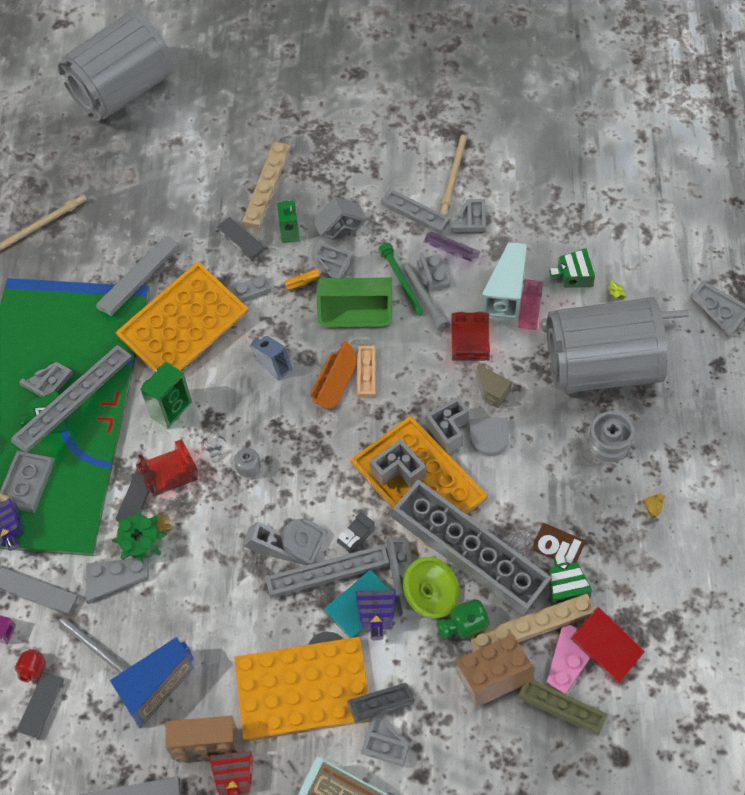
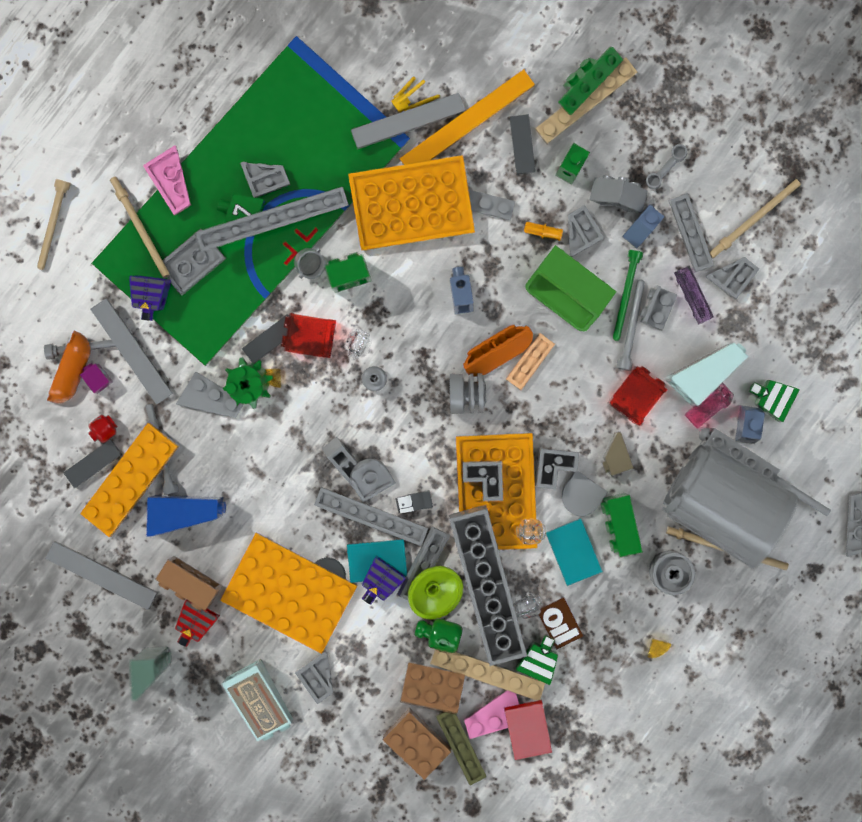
camera: 30 degrees right, 30 degrees up
(84, 694) = (129, 479): none -> light orange plate
(124, 265) = (401, 100): none -> yellow plant
(131, 405) = (318, 272): none -> light grey piece
(190, 240) = (470, 119): none -> light orange tile
(256, 166) = (588, 78): none -> green bracket
(332, 419) = (467, 393): none -> light grey wheel
(362, 173) = (678, 154): none -> light grey bar
(375, 227) = (643, 226): none -> sand blue slope
(380, 702) = (334, 649): dark grey tile -> none
(471, 481) = (531, 531): none -> clear head
(520, 481) = (573, 552): none -> teal tile
(521, 731) = (416, 743): none -> medium nougat brick
(539, 427) = (621, 525): none -> green brick
(571, 293) = (749, 424): none -> sand blue torso
(592, 408) = (680, 533): none -> tan bar
(617, 290) = (793, 443): neon yellow plant -> none

